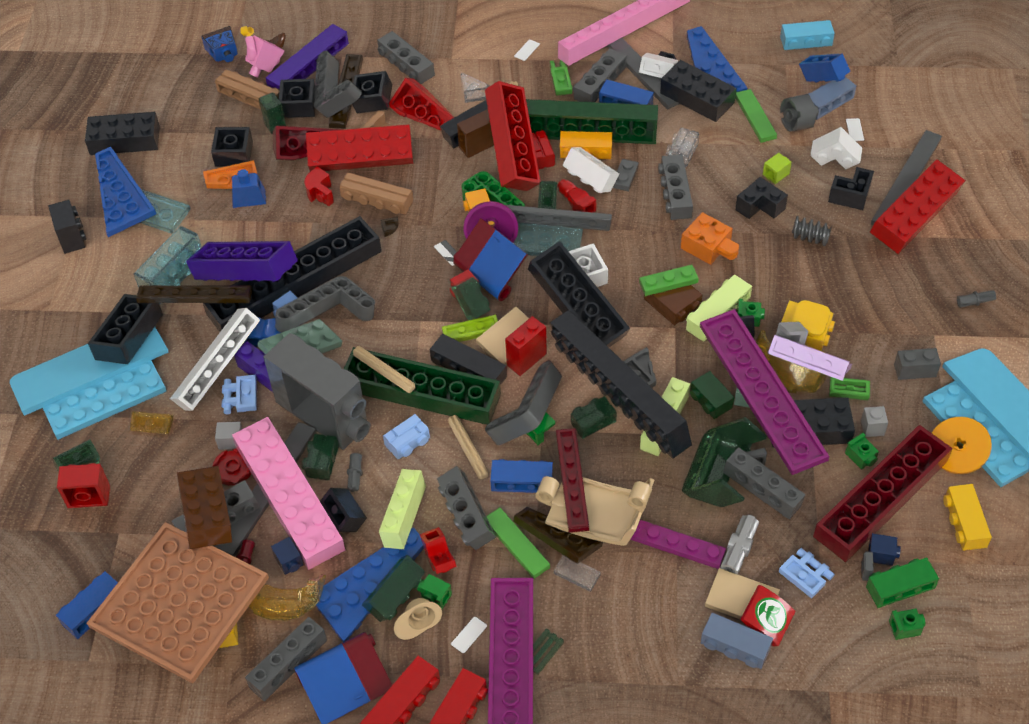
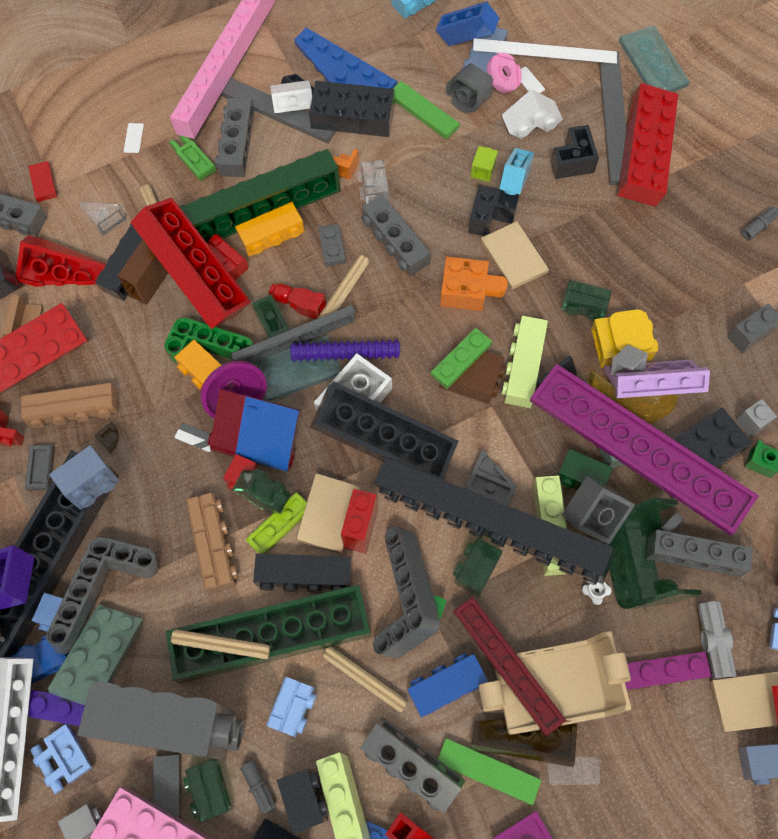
camera: 30 degrees left, 15 degrees up
(334, 220) = (39, 467): none -> dark grey tile
(358, 230) = (84, 478): none -> sand blue brick
(378, 487) = (303, 800): none -> black brick
(417, 316) = (211, 543): none -> medium nougat brick
(445, 51) = (42, 181): none -> red tile
(580, 238) = (344, 350): none -> dark purple piece
(590, 170) = (294, 259): white brick -> none
(621, 202) = (345, 286): none -> tan axle
(625, 94) = (277, 150): blue brick -> none
(669, 127) = (347, 164): none -> orange panel
(671, 468) = (589, 590): none -> white plate
(703, 414) = (598, 510): none -> dark grey brick
(751, 308) = (553, 354): green brick -> none
(759, 238) = (514, 255): none -> tan tile
(793, 287) = (586, 300): none -> clear green brick
(794, 178) = (516, 171): none -> medium azure brick
(811, 231) = (562, 222): dark grey piece -> none
(827, 117) = (500, 81): none -> bright pink tile
(849, 390) = (693, 402): bright green tile -> none
(879, 111) = (545, 50): none -> white sticker
(969, 154) = (653, 59): none -> clear light blue tile

